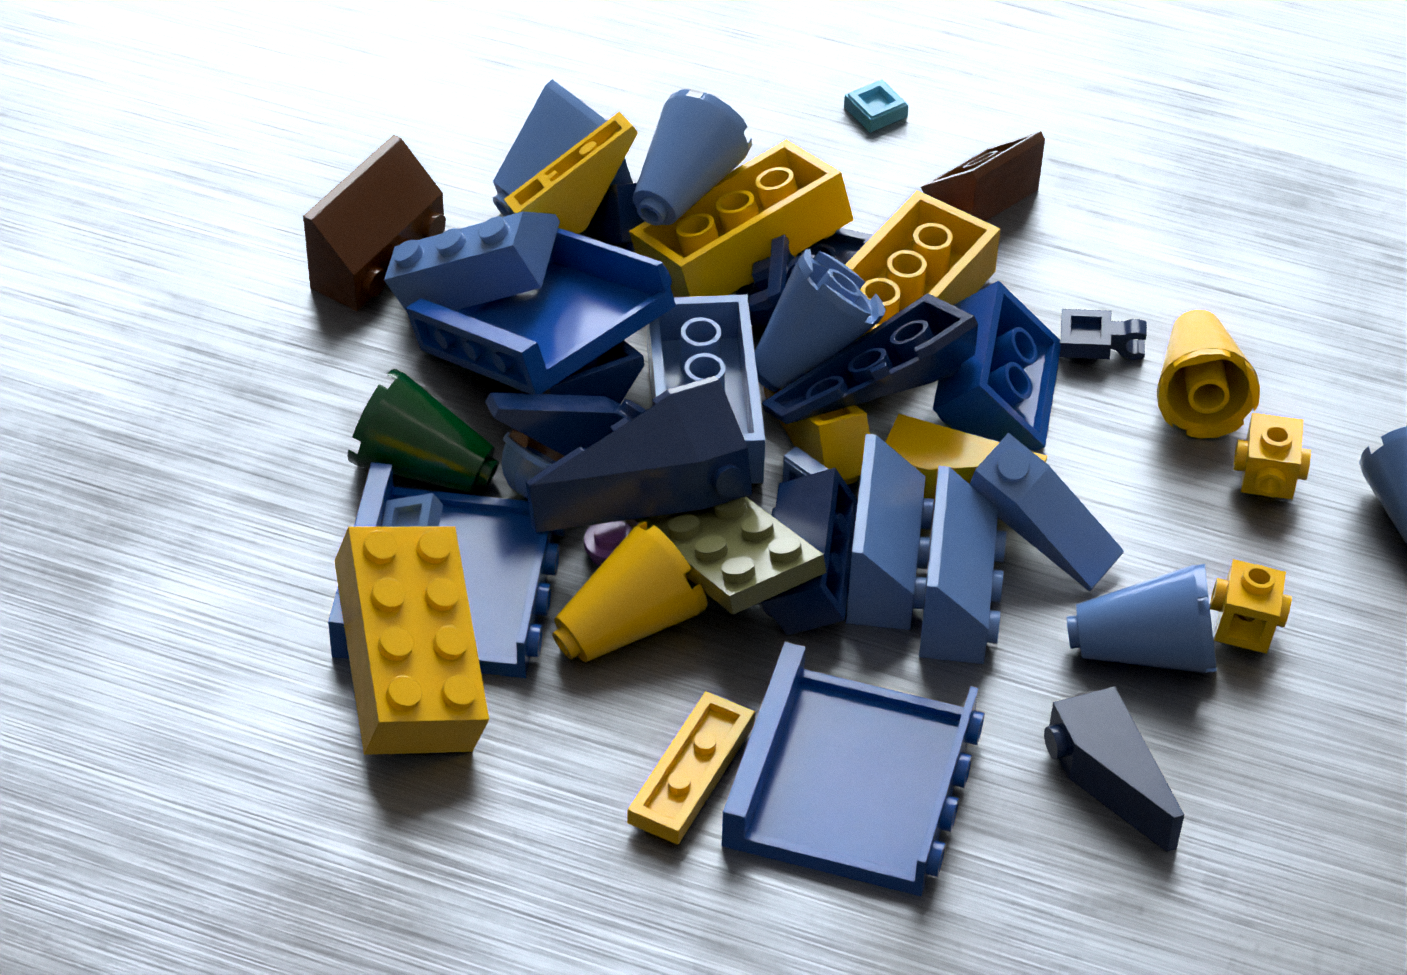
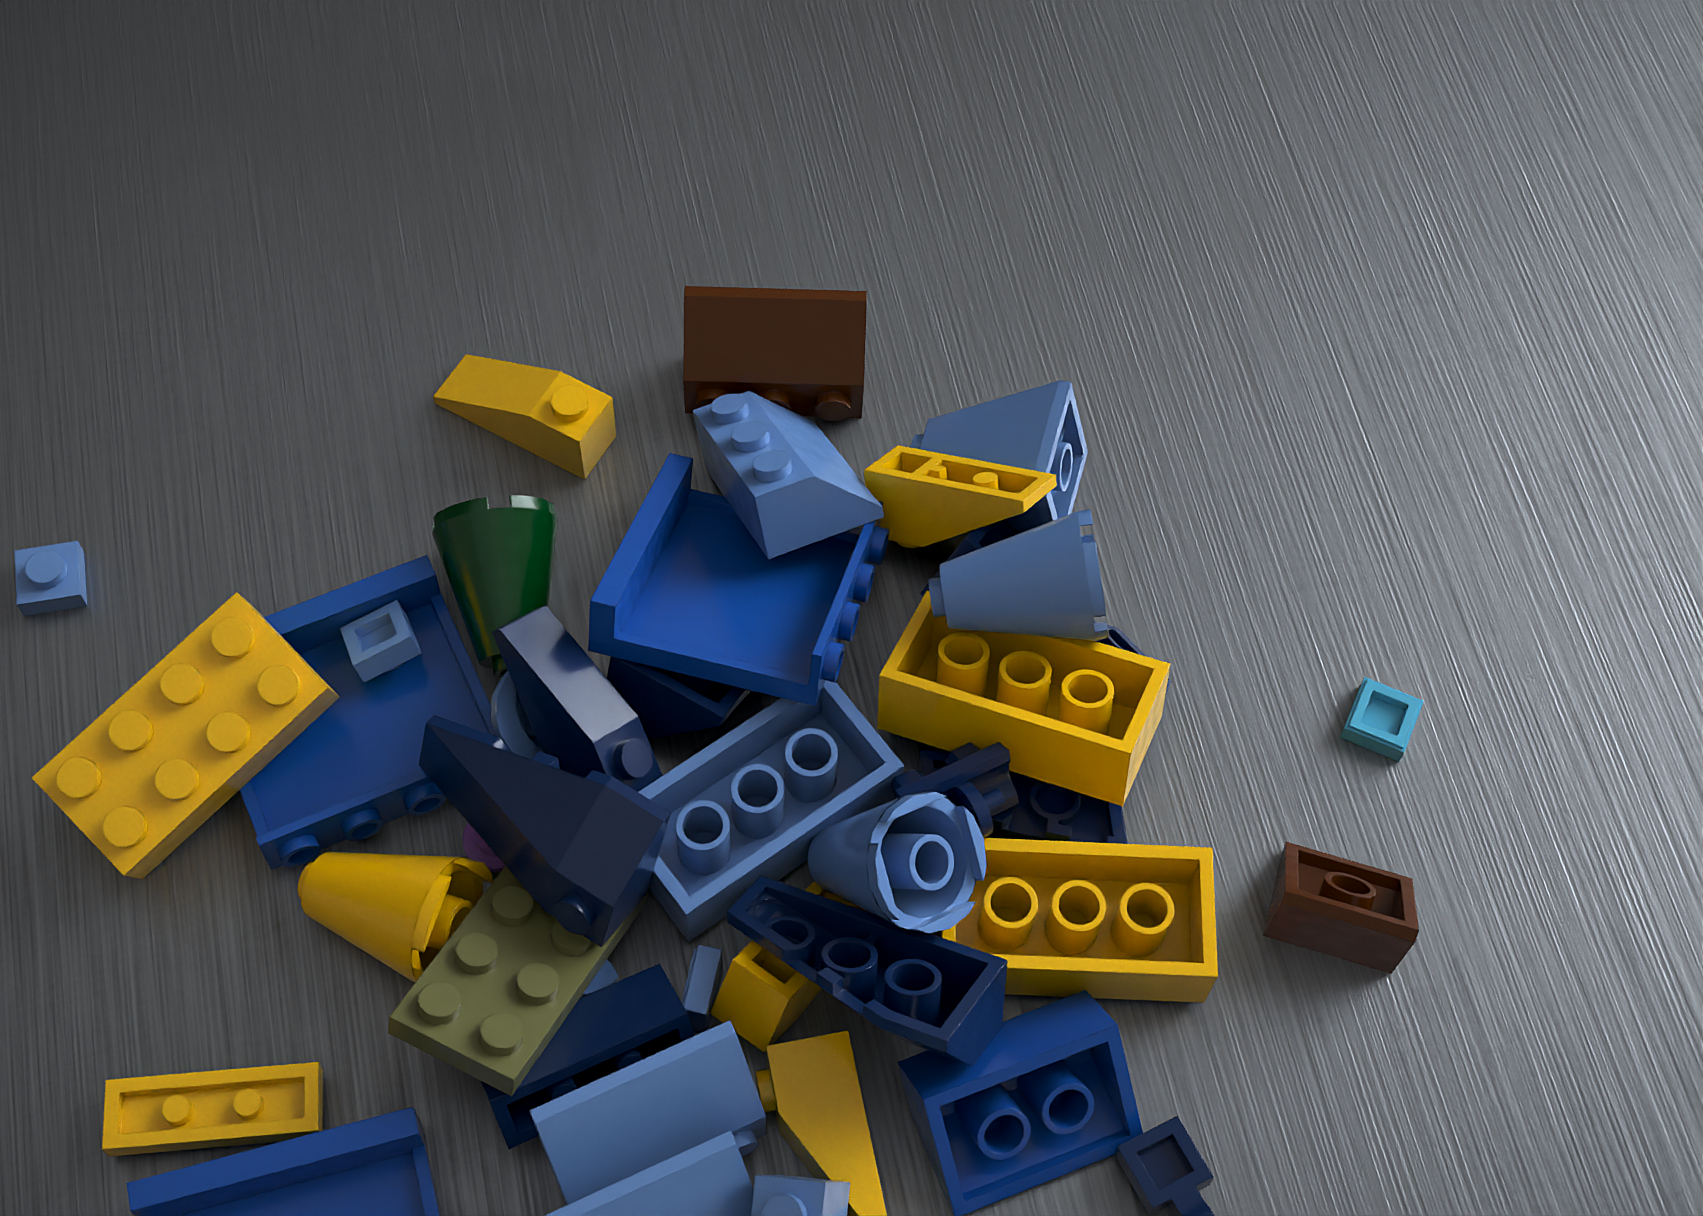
camera: 55 degrees right, 15 degrees up
(175, 700) = (50, 578): none -> medium blue plate
(289, 372) = (533, 410): none -> yellow slope

